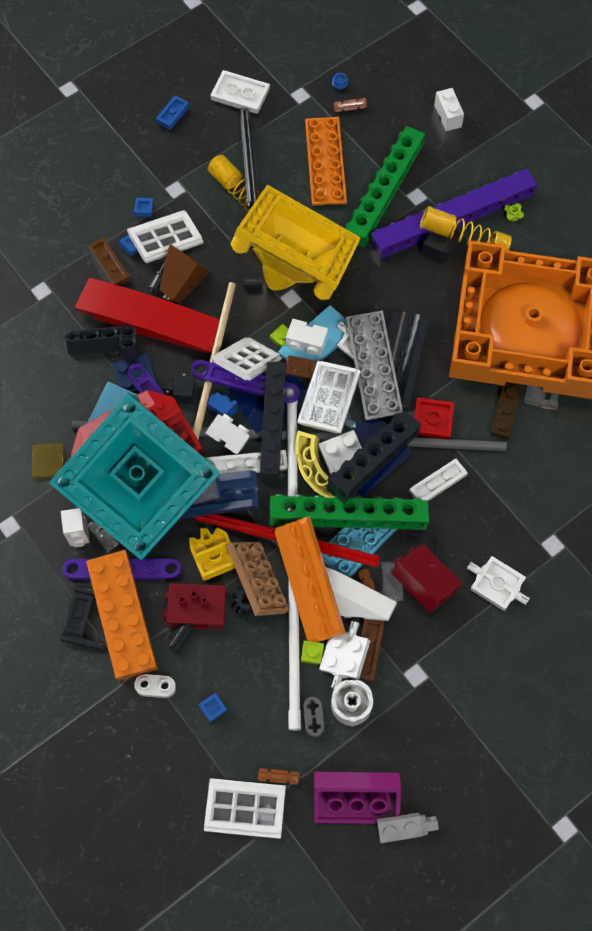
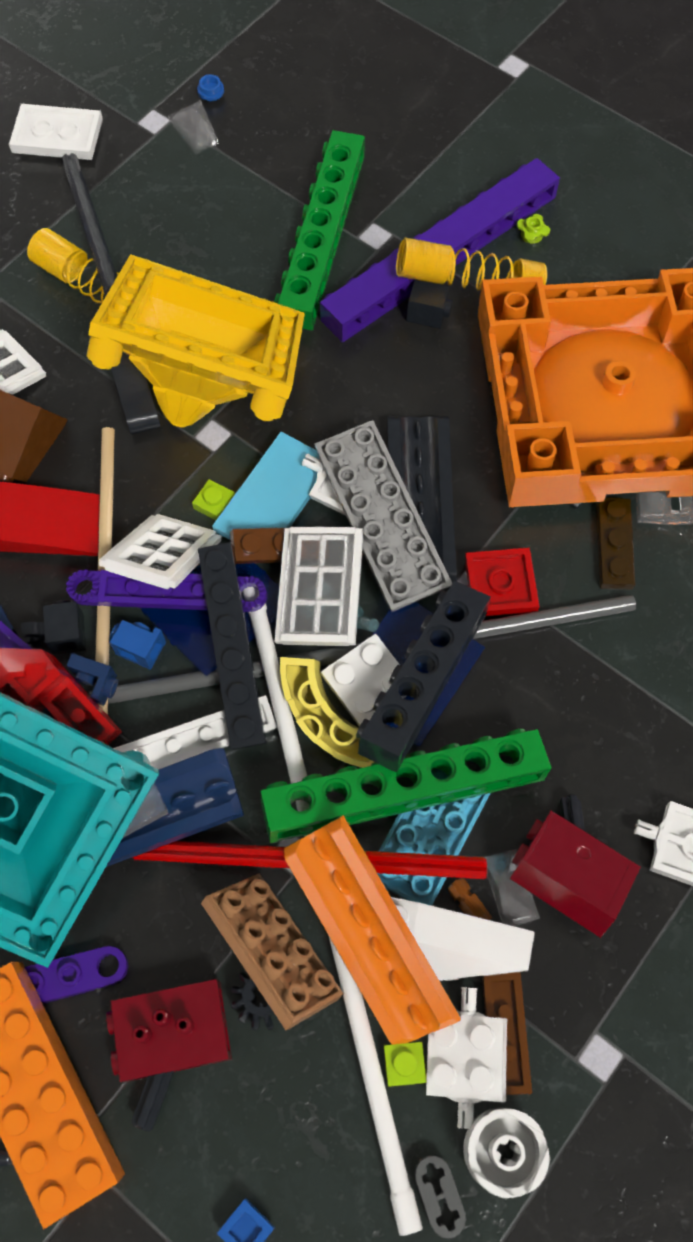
camera: 15 degrees left, 0 degrees up
(154, 686) = (124, 1212): white plate -> none
(194, 415) = (91, 671): none -> dark blue bracket
(211, 553) = (176, 919): yellow plate -> none
(224, 429) = (154, 686): white brick -> none
(306, 338) = (255, 493): white brick -> none
(323, 103) = (194, 127): none -> clear slope
(325, 161) = (217, 210): orange plate -> none
(350, 104) = (236, 119): dark orange axle -> none
(439, 481) = (541, 689): white plate -> none
(449, 109) = (391, 96): white brick -> none

